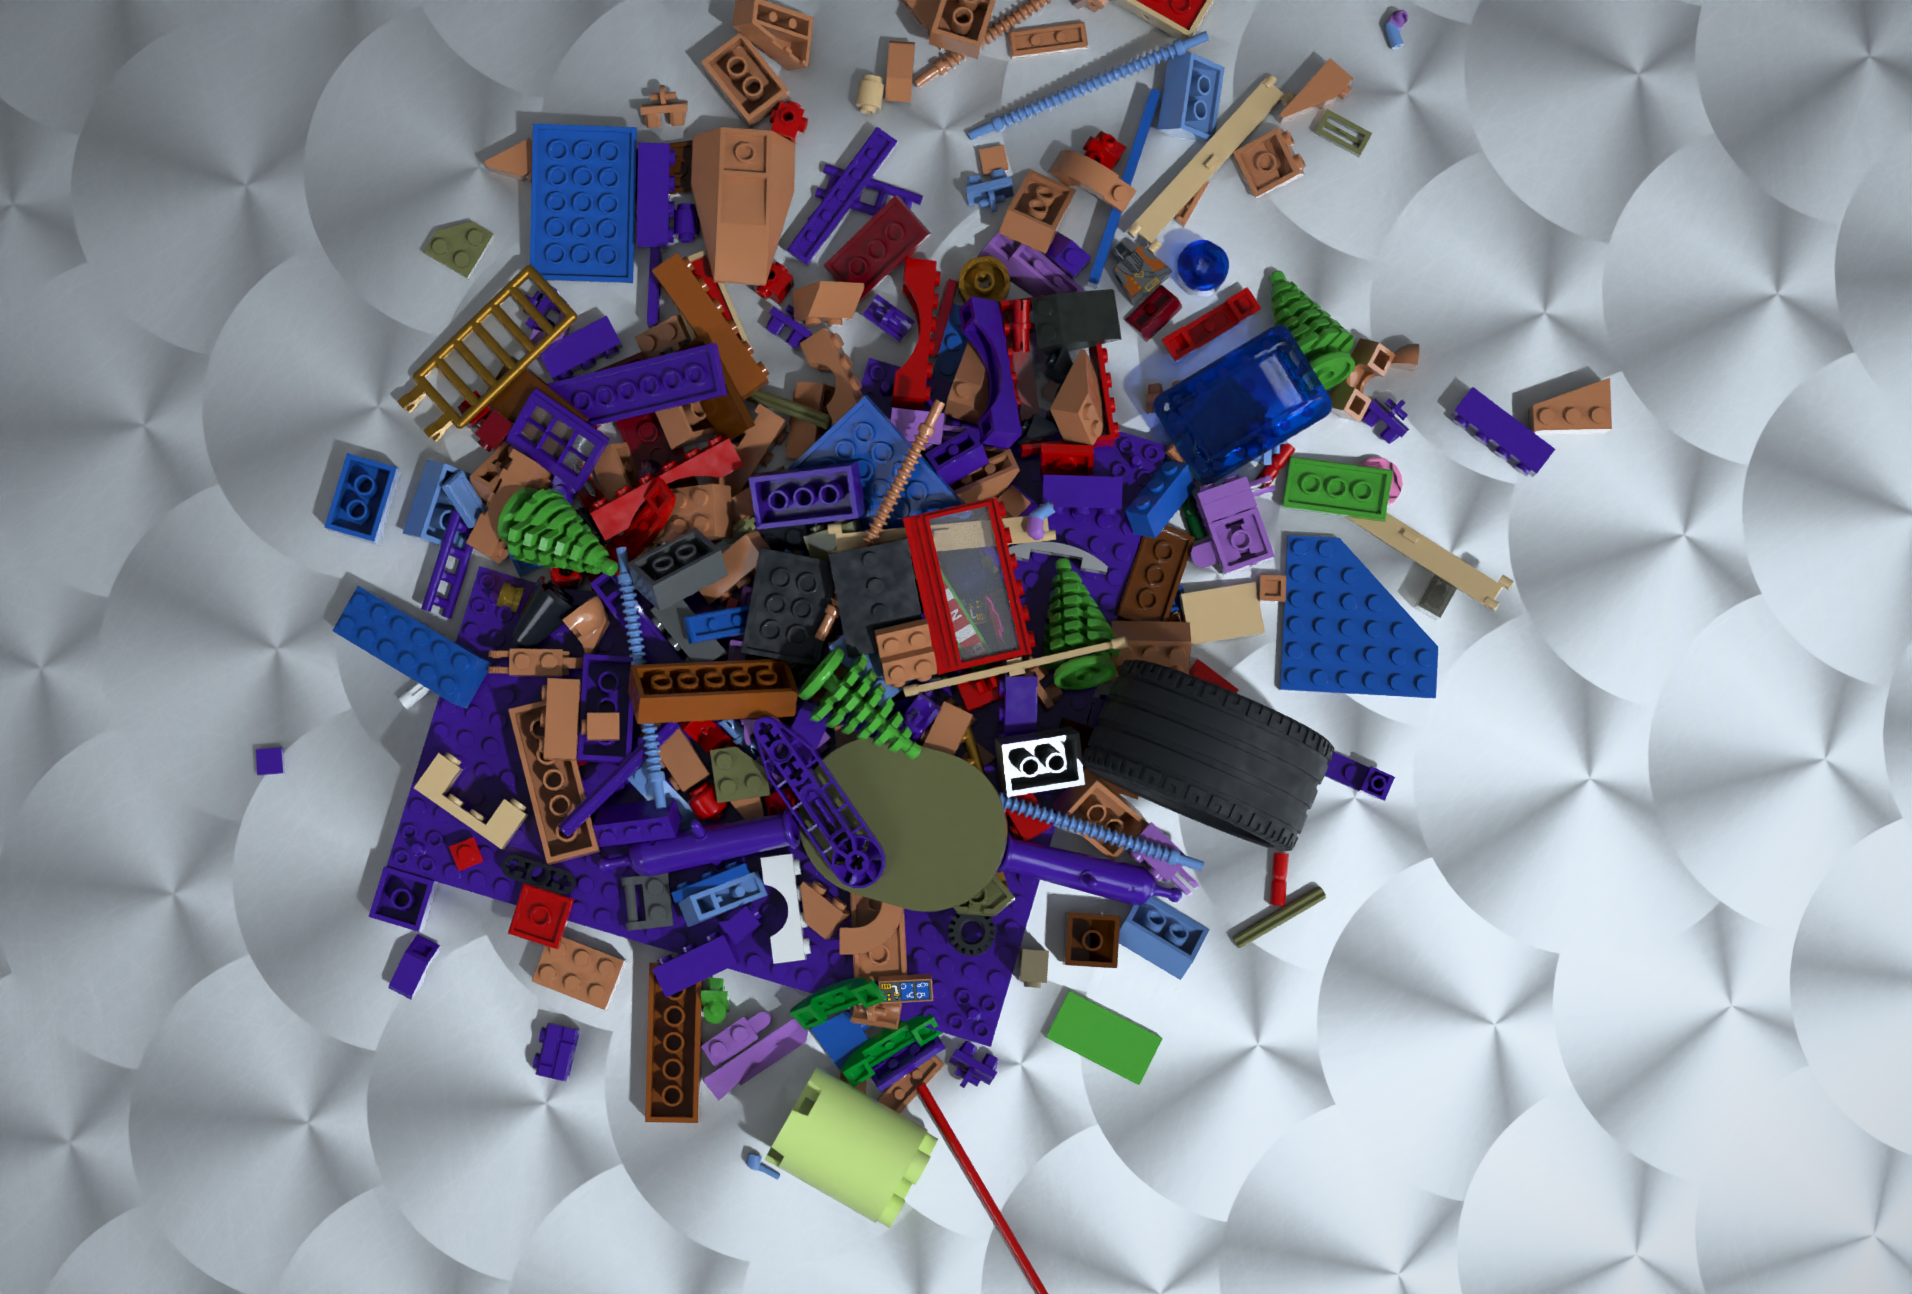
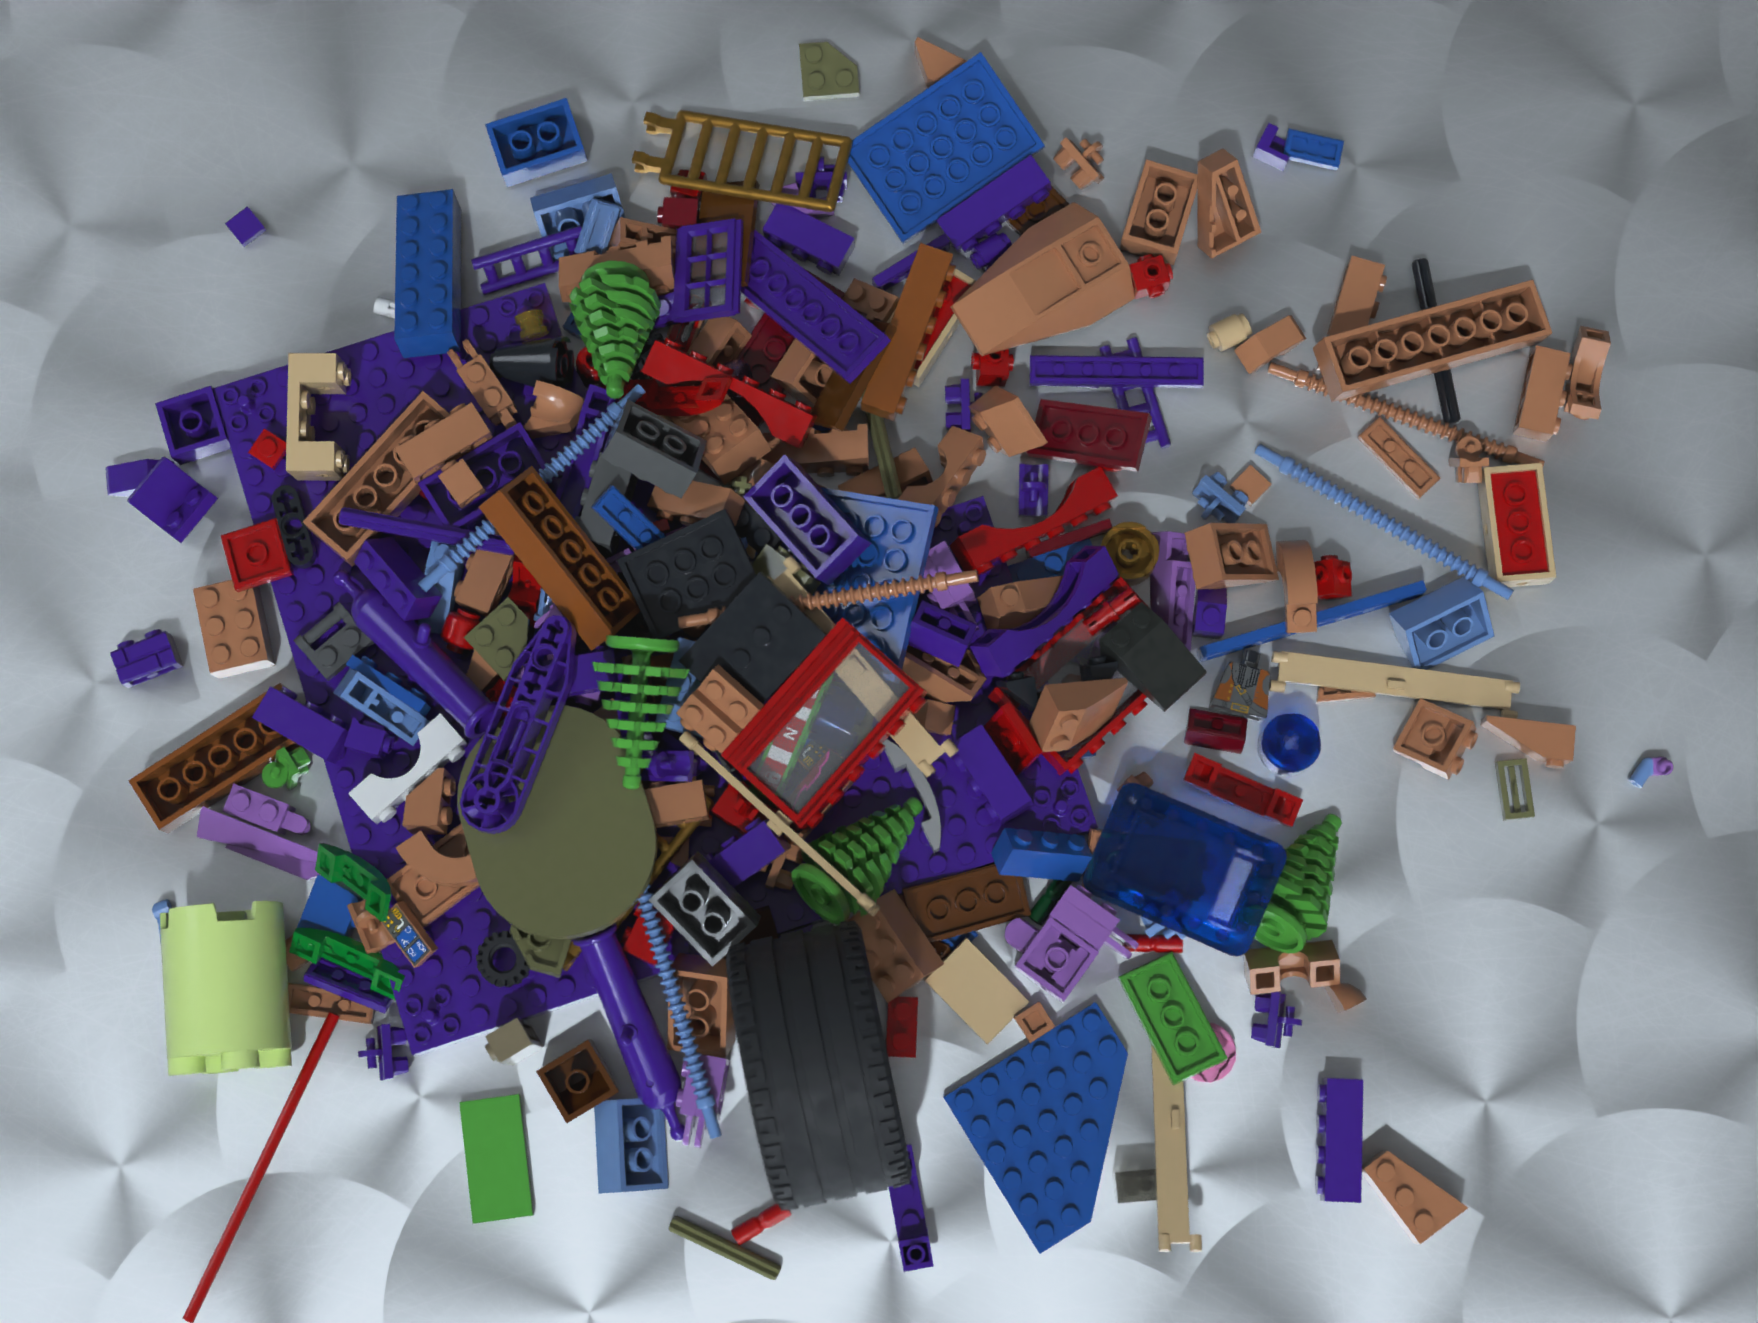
camera: 60 degrees right, 5 degrees down
(451, 952) = (172, 499): none -> dark purple bracket
(1036, 520) = (930, 744): arm -> none

